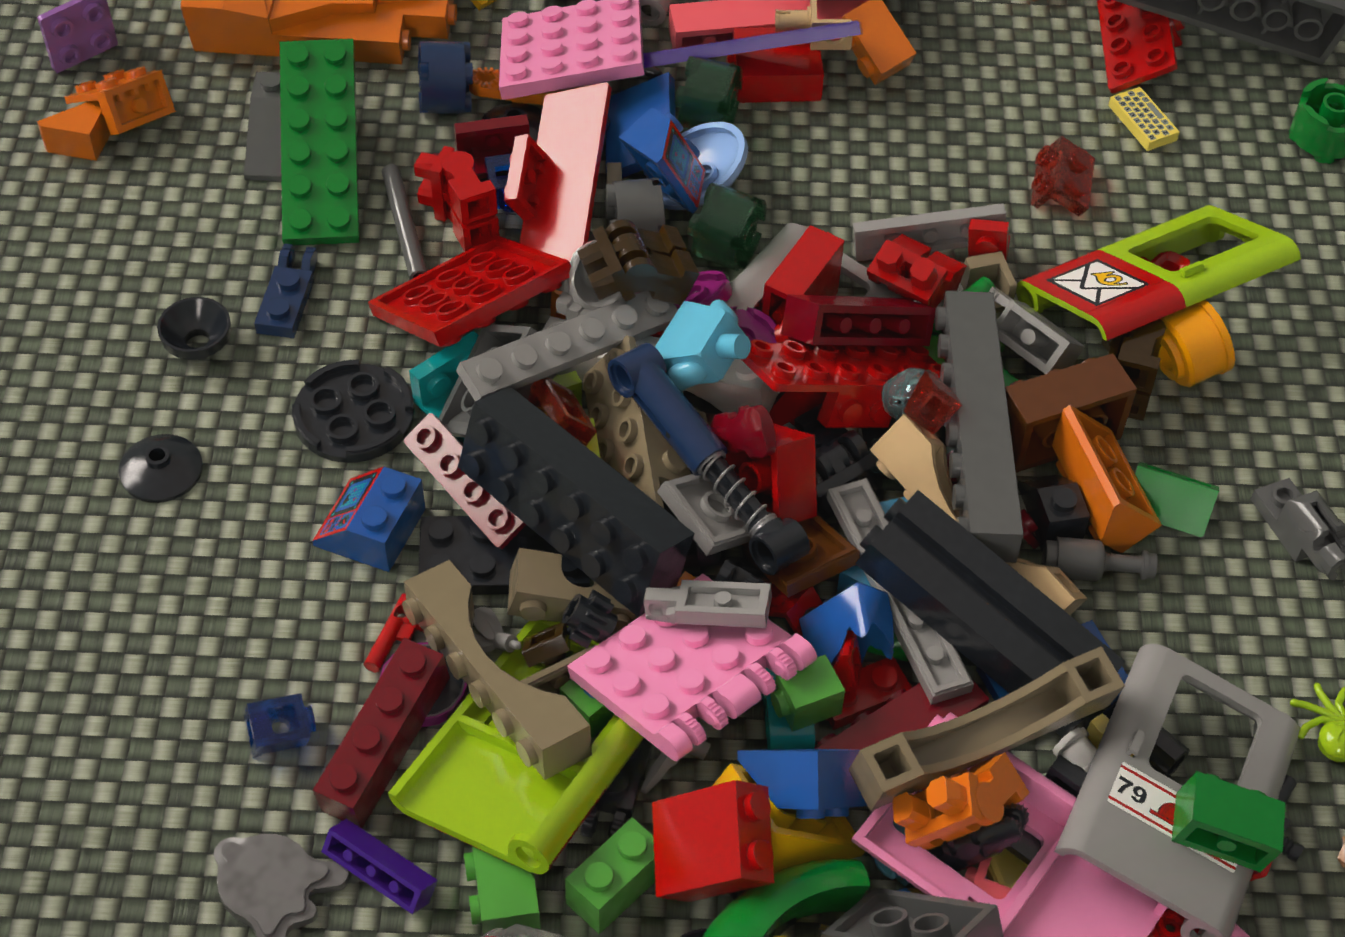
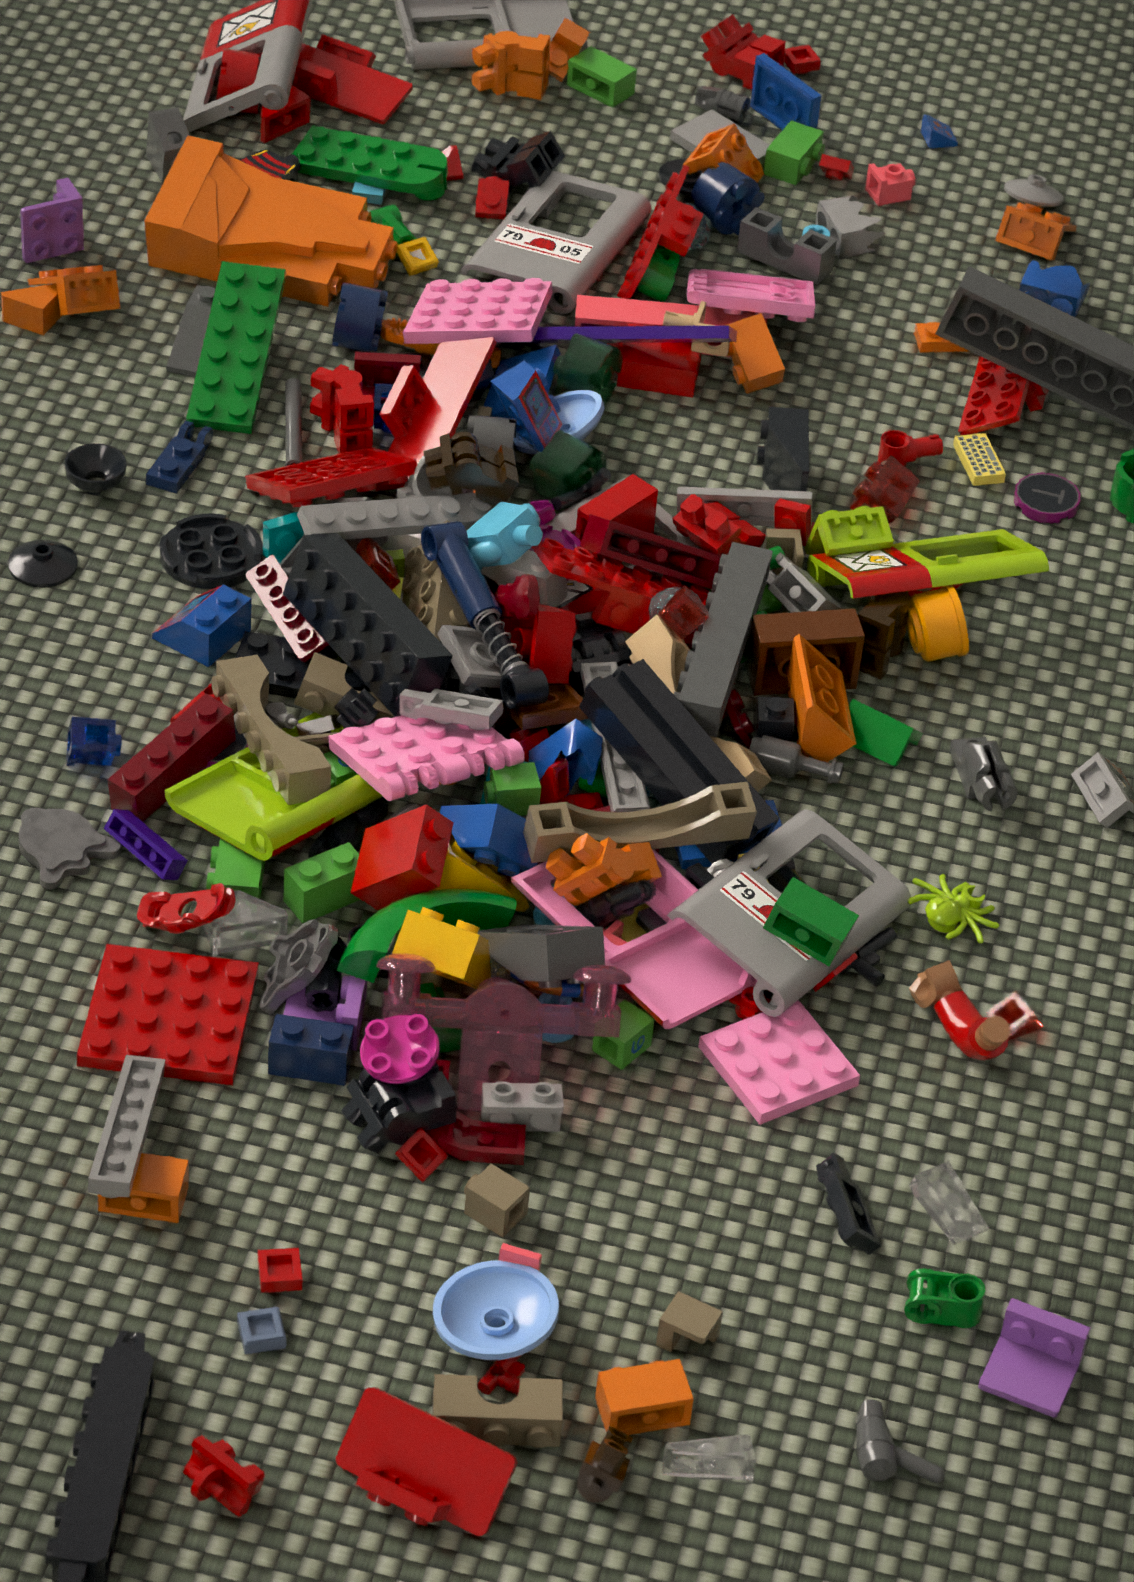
camera: 10 degrees right, 10 degrees down
(750, 251) = (591, 487): none -> black hose
(955, 158) = (785, 449): none -> black slope
(1062, 247) = (850, 532): none -> lime bracket
(1069, 122) = (906, 448): none -> red pin
(1230, 151) = (1047, 497): none -> tile

